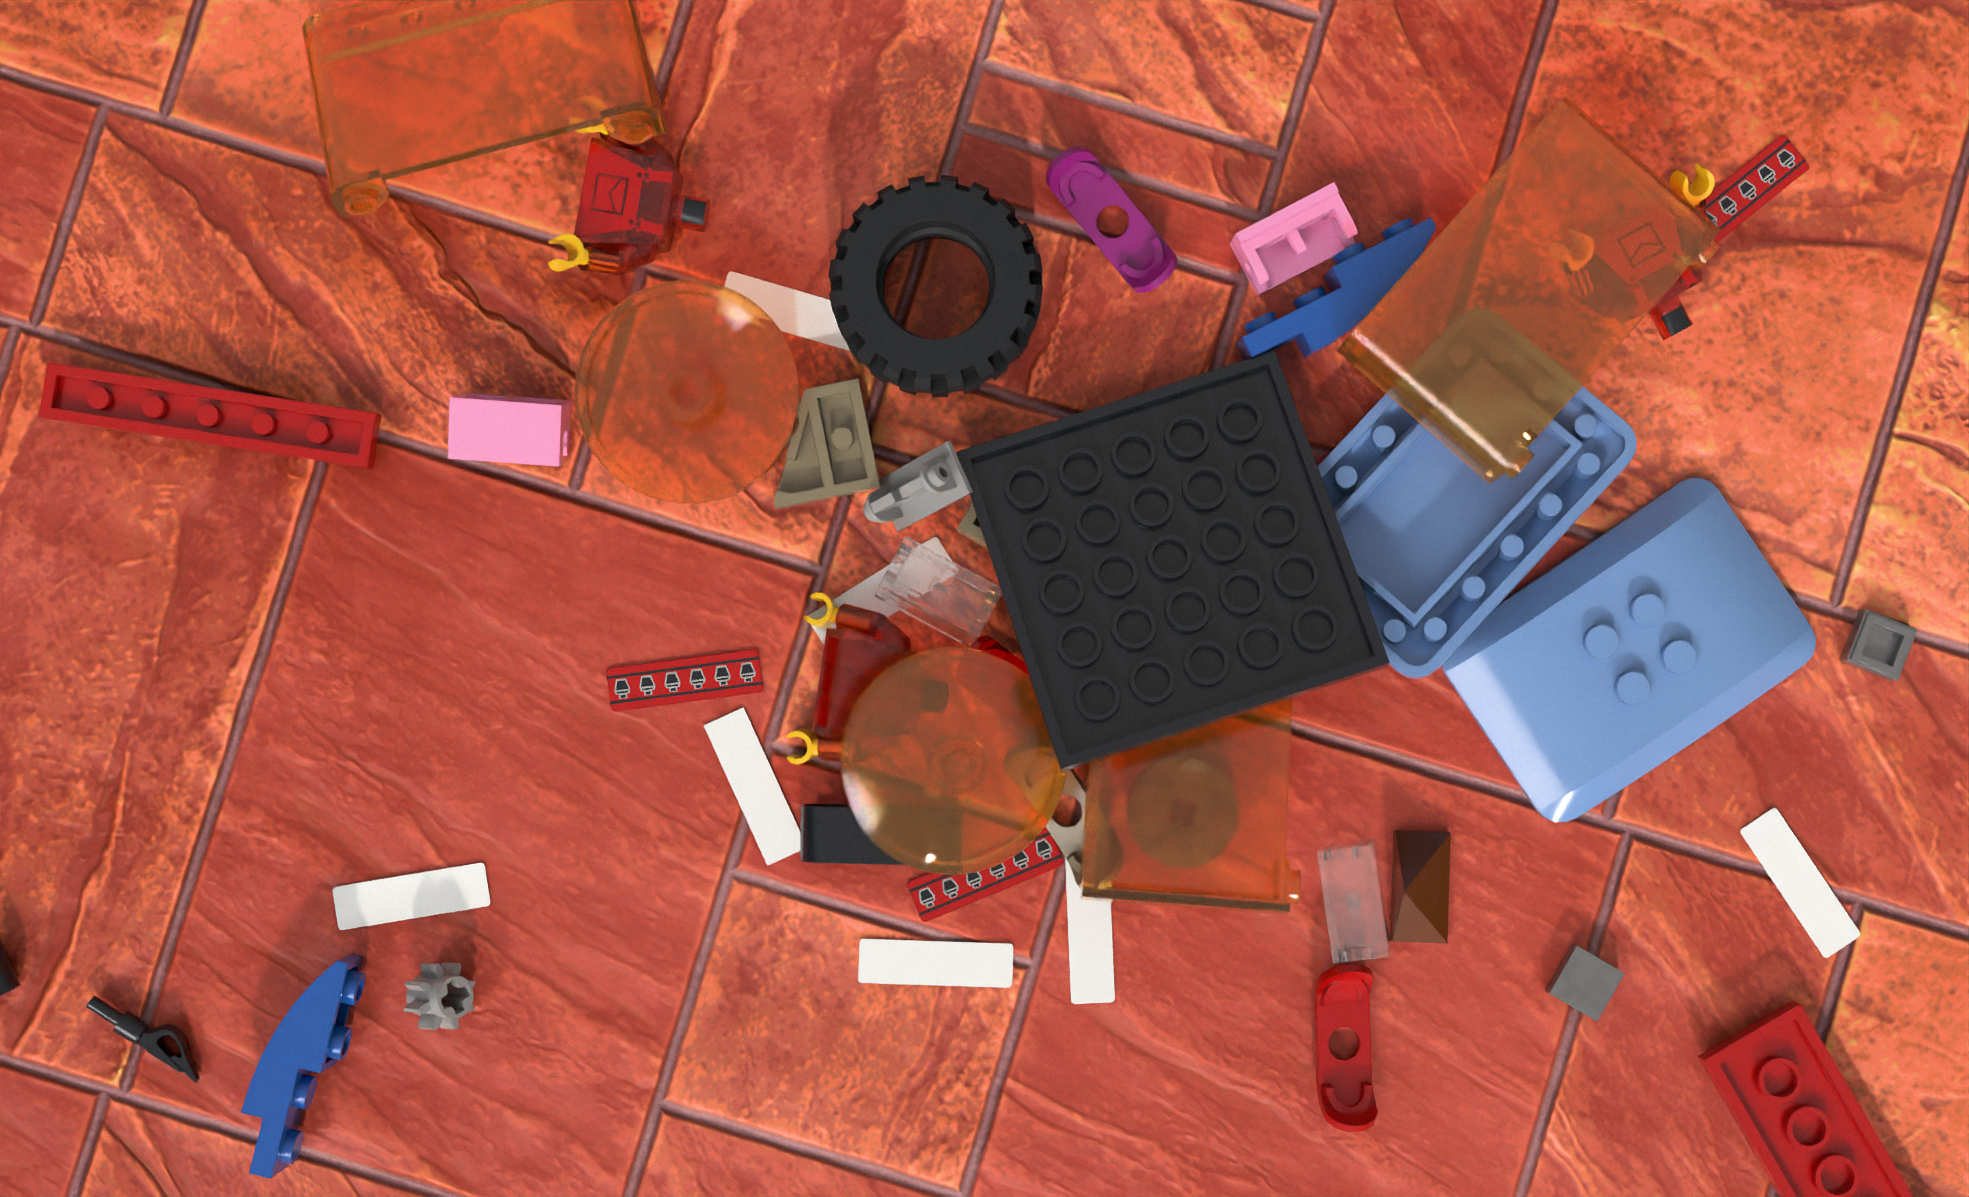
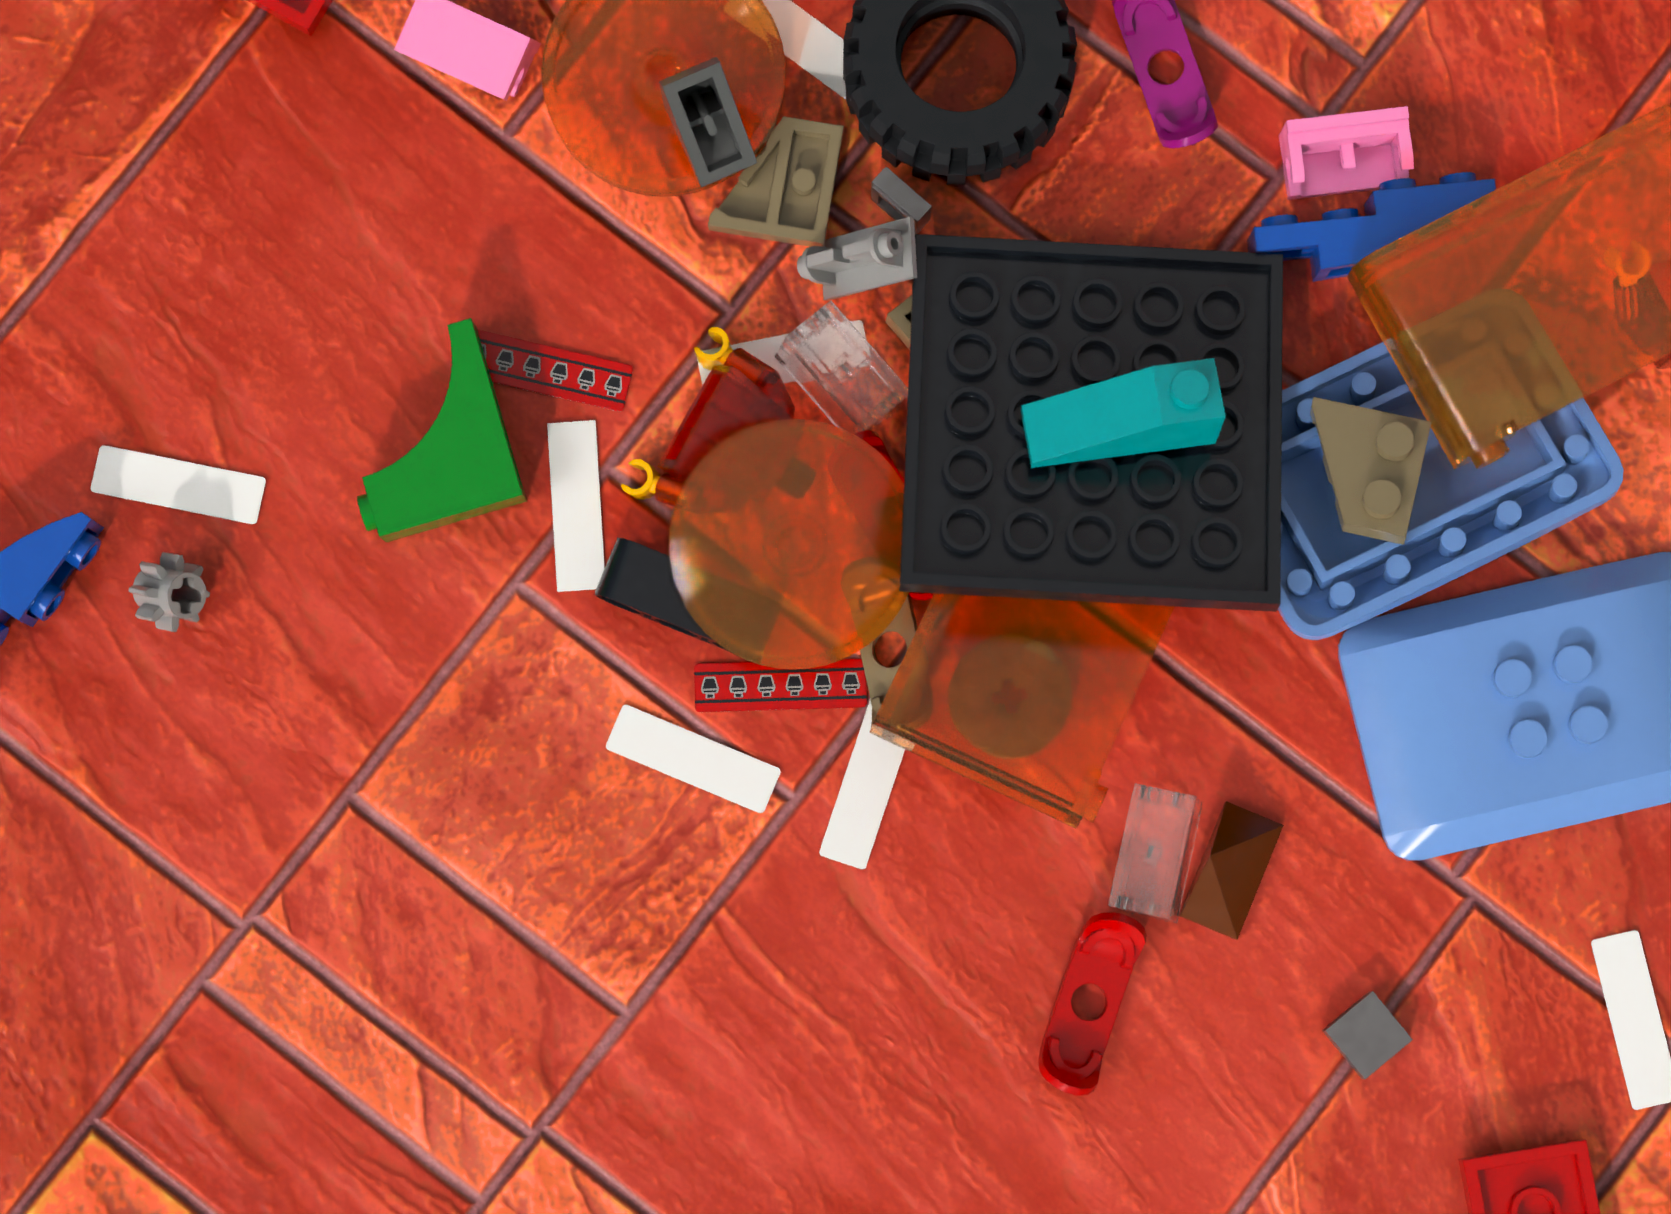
camera: 25 degrees right, 5 degrees down
(644, 790) = (459, 464): none -> green arch
(743, 426) = (707, 121): none -> dark grey slope
(930, 424) = (899, 199): none -> flat silver tile
(1198, 549) = (1127, 415): none -> teal slope
(1420, 508) = (1372, 466): none -> dark tan wing

